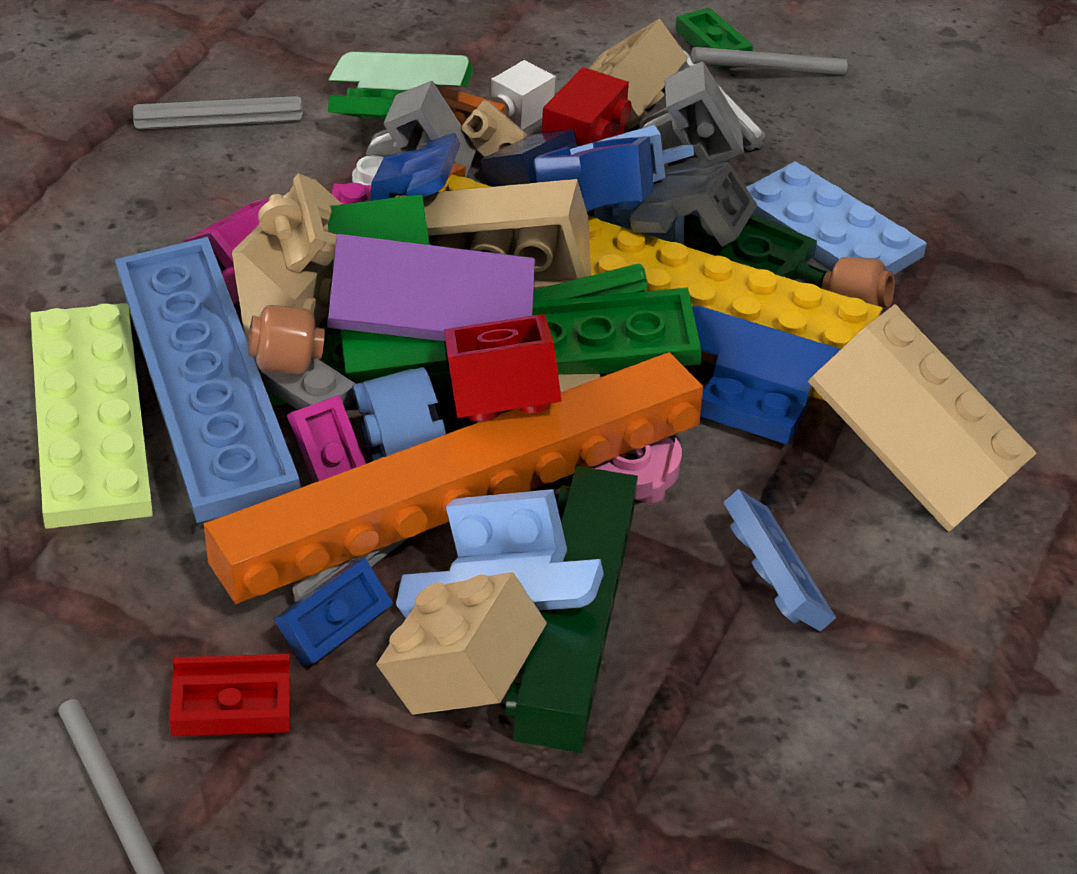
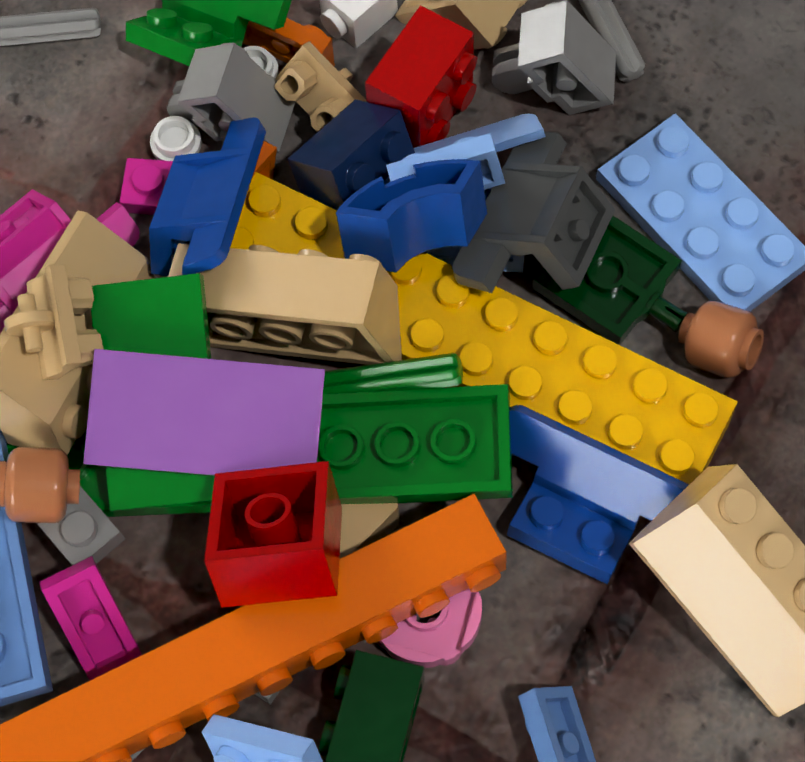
camera: 10 degrees right, 25 degrees up
(397, 411) = (166, 578): medium blue brick -> none

